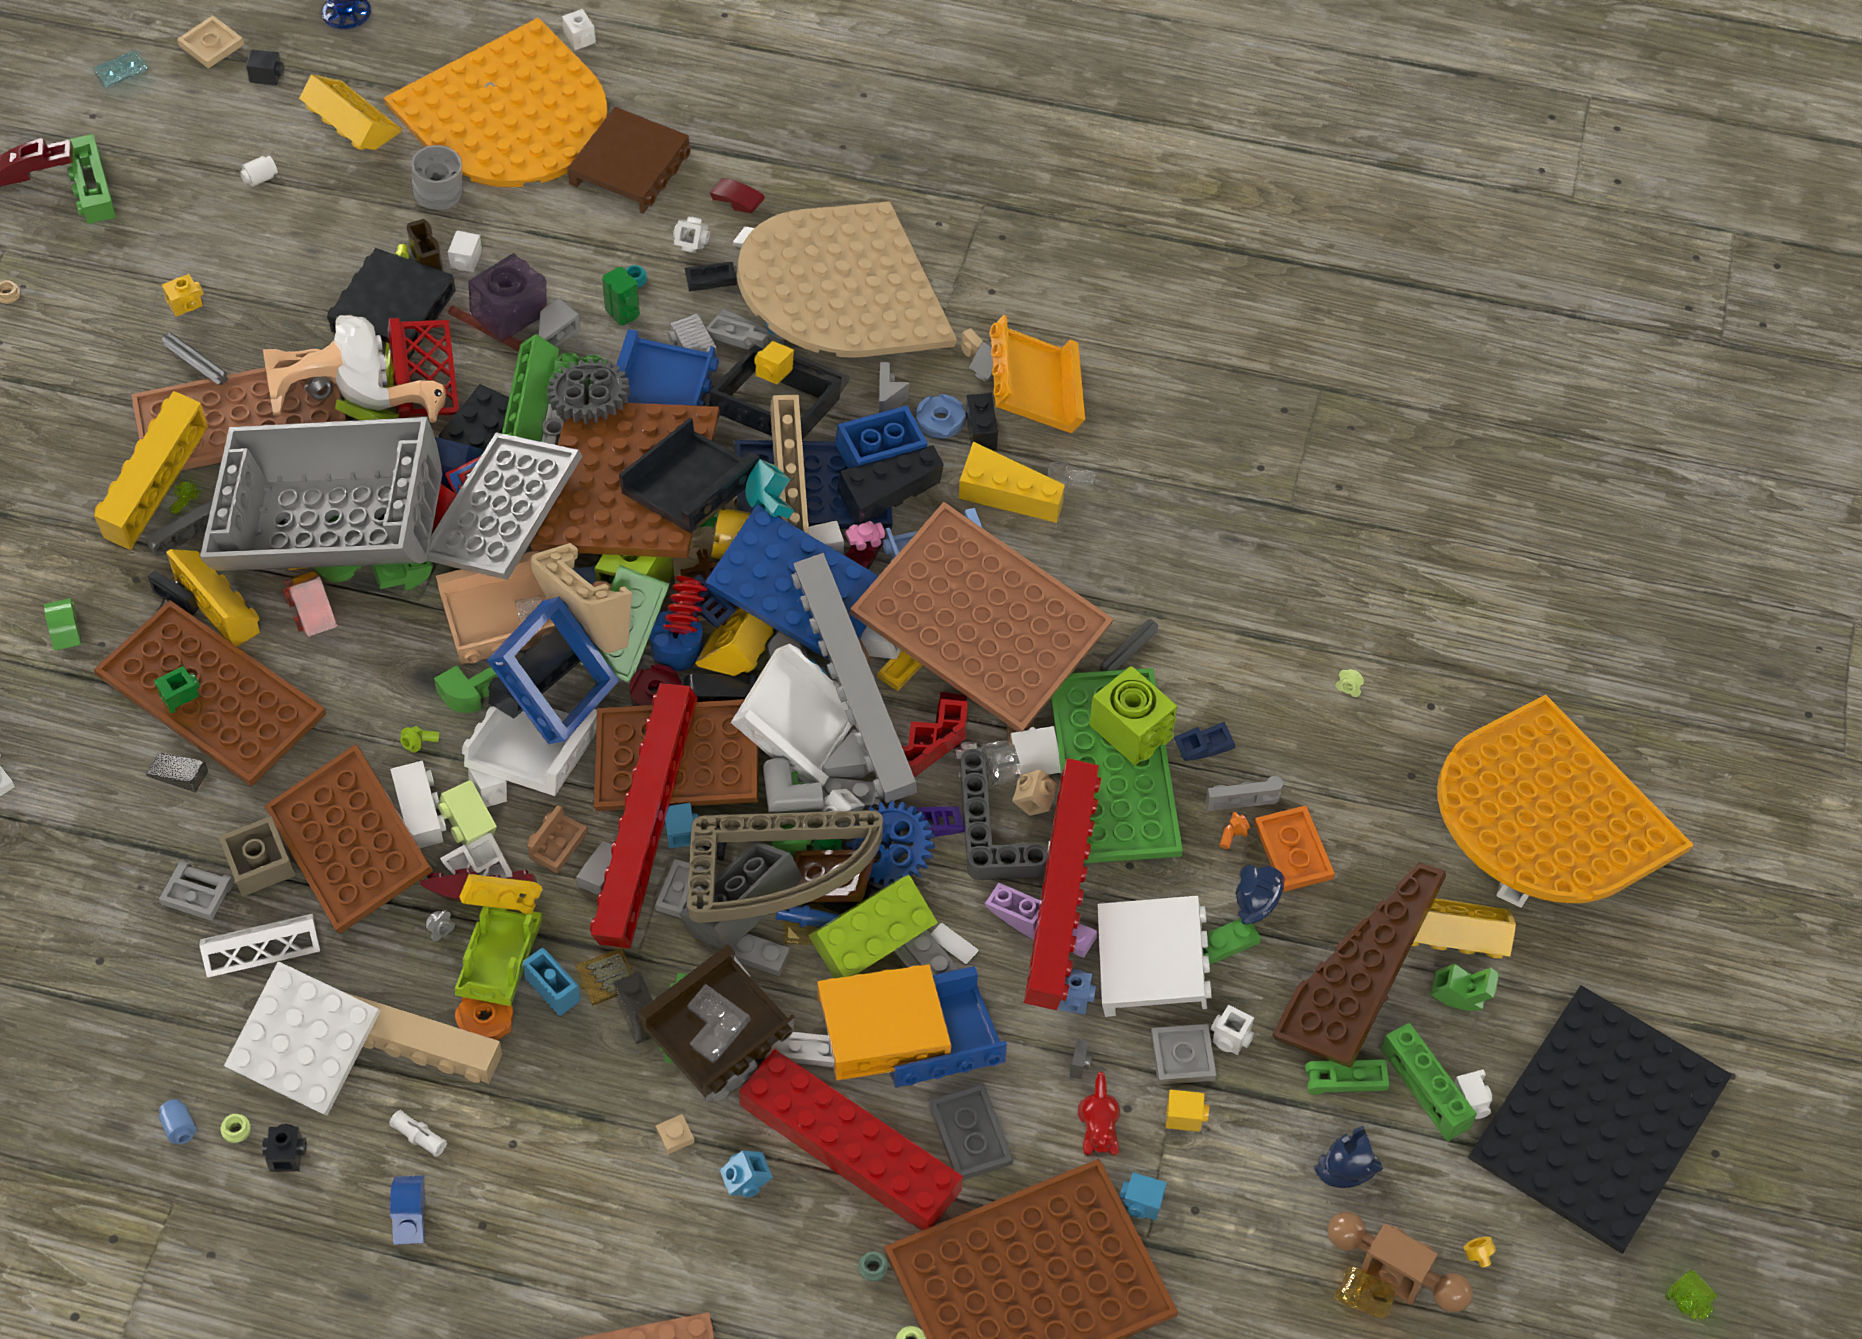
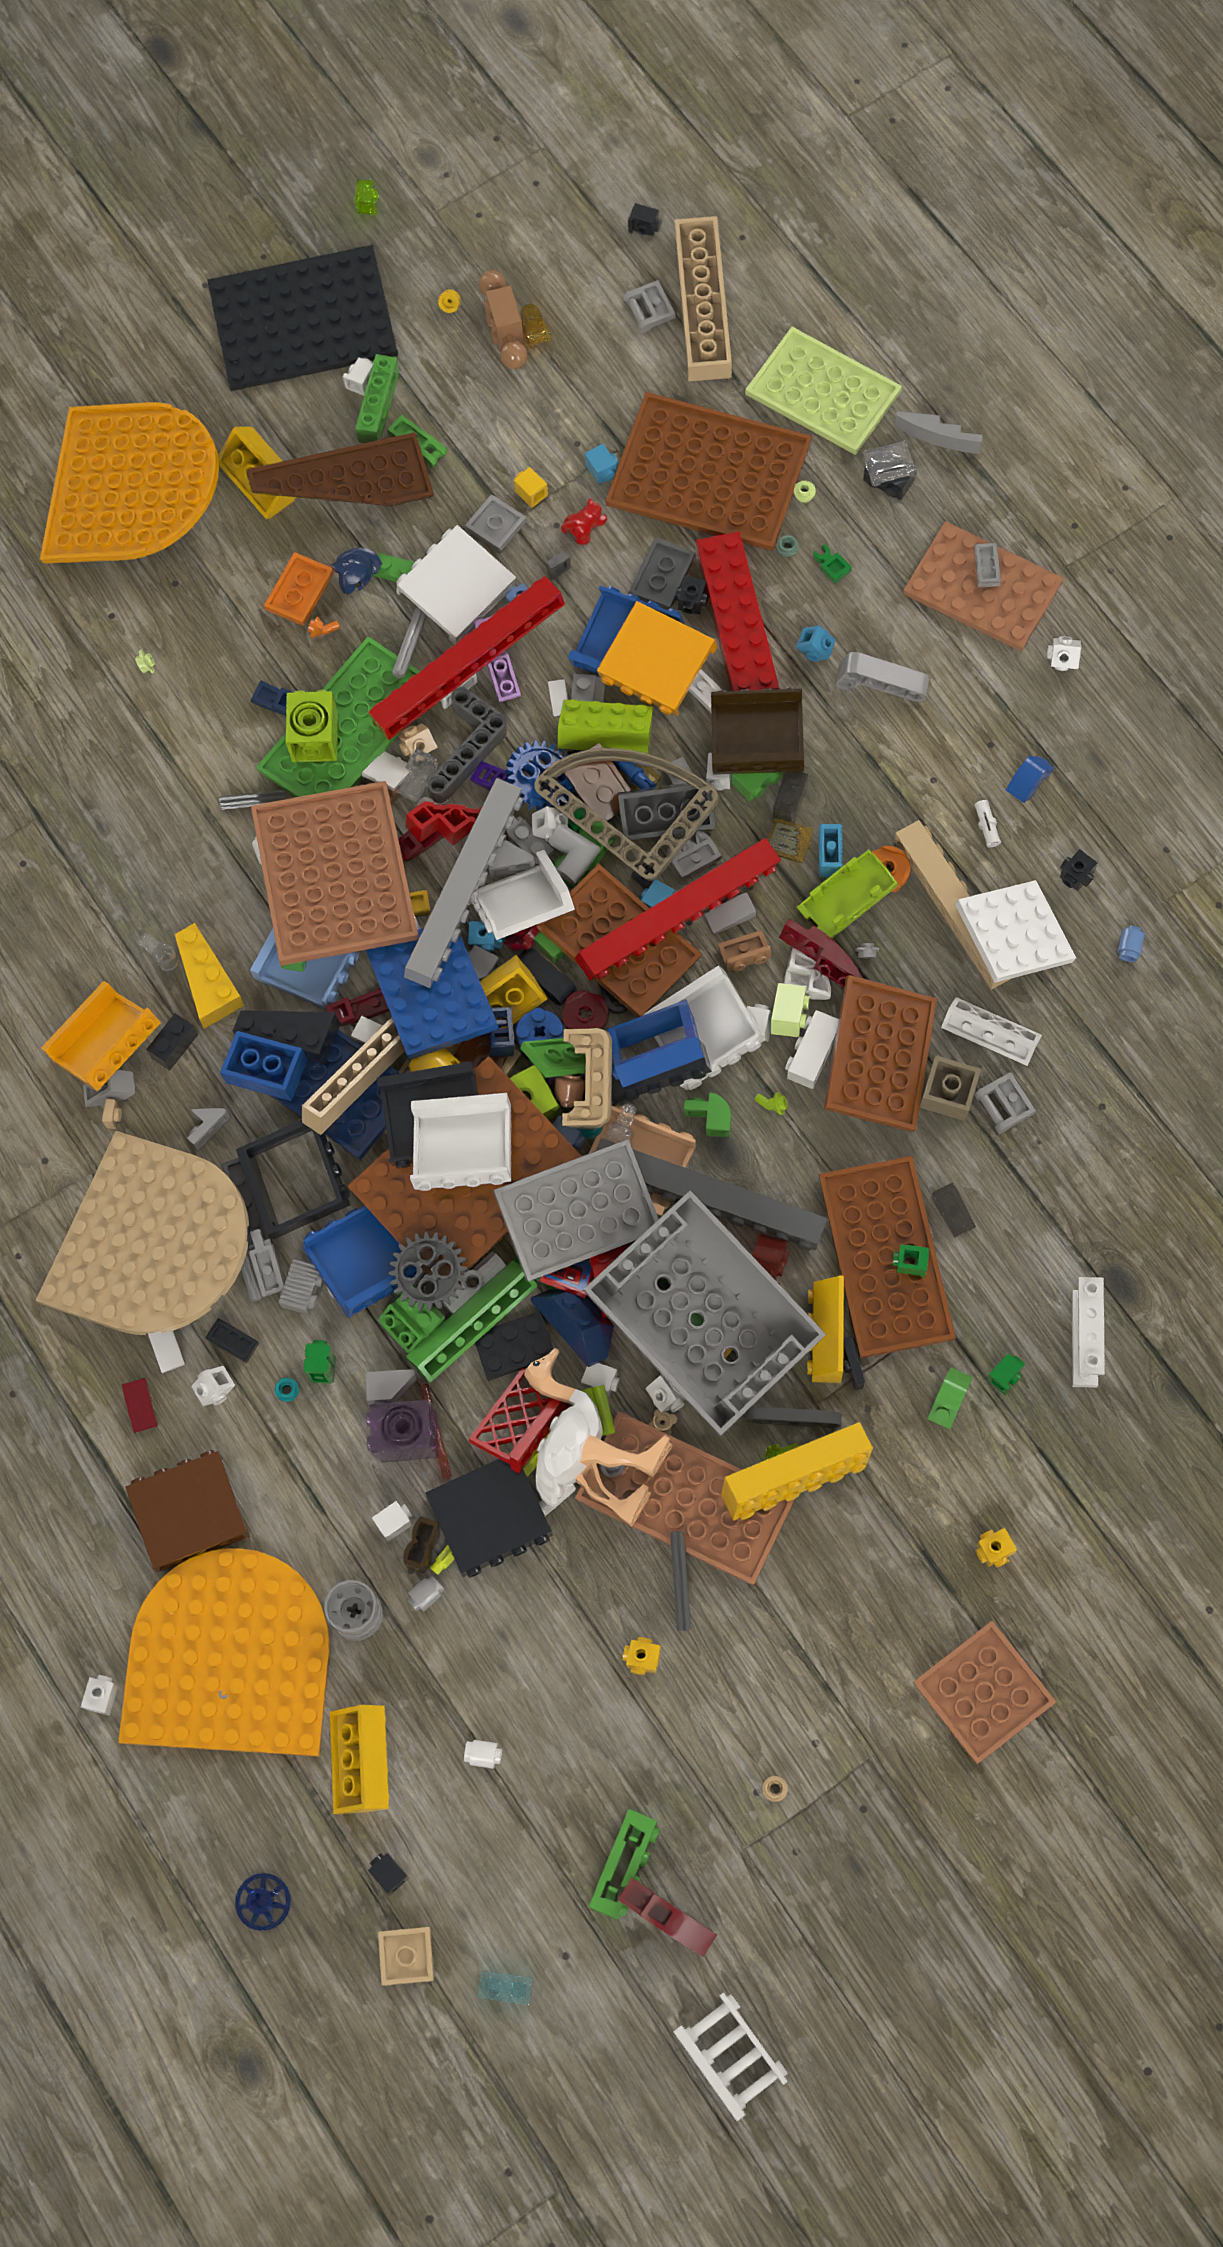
camera: 130 degrees left, 15 degrees up
(26, 675) = (1006, 1373): none -> green brick
(232, 1121) = (1099, 909): yellowish green plate -> none
(394, 228) = (425, 1593): none -> light grey brick
(405, 624) = (730, 1201): none -> dark grey brick
(500, 893) = (817, 918): yellow plate -> none
(635, 458) = (461, 1141): none -> white panel
(645, 1189) = (882, 676): none -> light grey beam
(675, 1134) = (833, 708): tan plate -> none
(685, 605) = (524, 1023): red piece -> none
(722, 1019) = (755, 723): clear plate -> none
(765, 487) = (393, 1058): teal brick -> none
(774, 362) = (273, 1192): yellow brick -> none
(804, 1280) = (834, 566): none -> green plate
(864, 533) = (347, 1012): bright pink piece -> none
(917, 1124) = (691, 595): none -> black brick
(939, 427) = (190, 1092): medium blue tile -> none
(1132, 862) = (409, 643): none -> light grey axle
(1232, 1030) = (455, 508): white brick -> none
(1244, 794) = (291, 642): light grey plate -> none
(1348, 1161) = (467, 392): dark blue helmet -> none
(1464, 990) = (296, 429): bright green brick -> none

